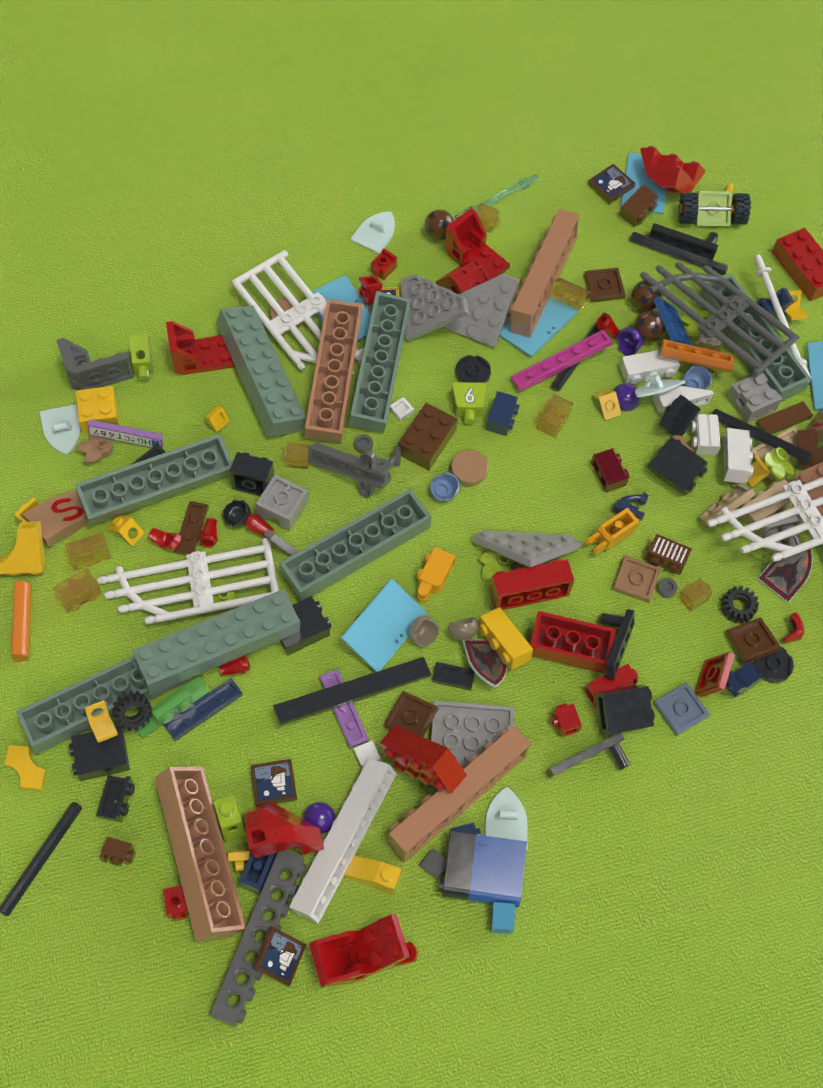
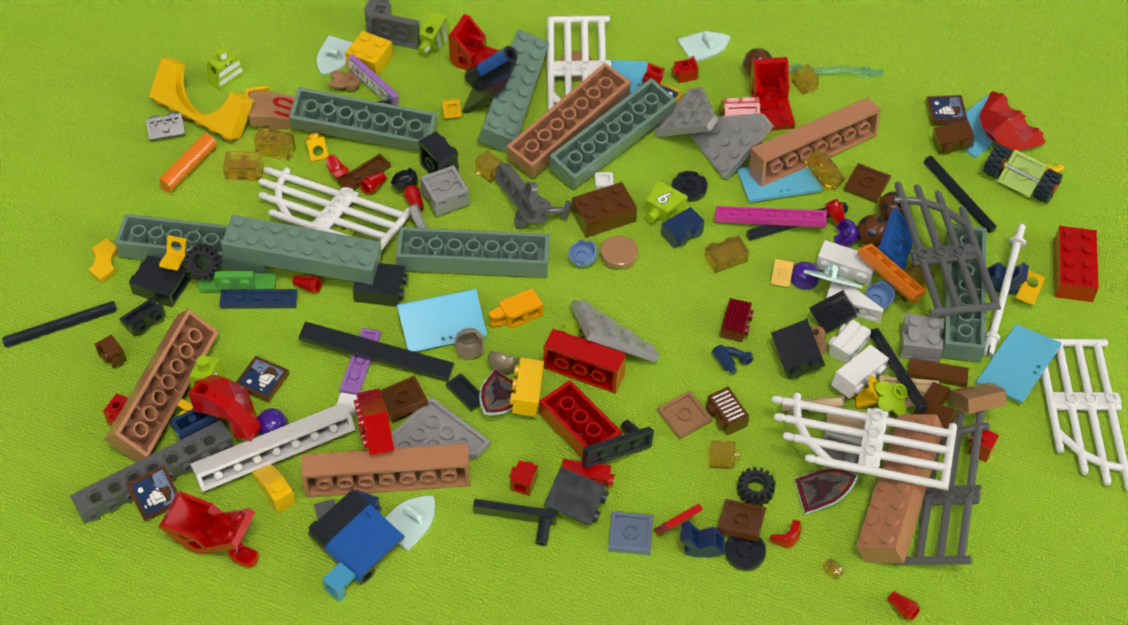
camera: 40 degrees right, 10 degrees down
(235, 372) = (489, 77): none -> black door
(363, 443) = (549, 189): dark grey tile -> none
(614, 531) = (693, 364): light orange hinge -> none
(667, 588) = (704, 436): dark grey tile -> none
(687, 242) = (973, 188): black piece -> none

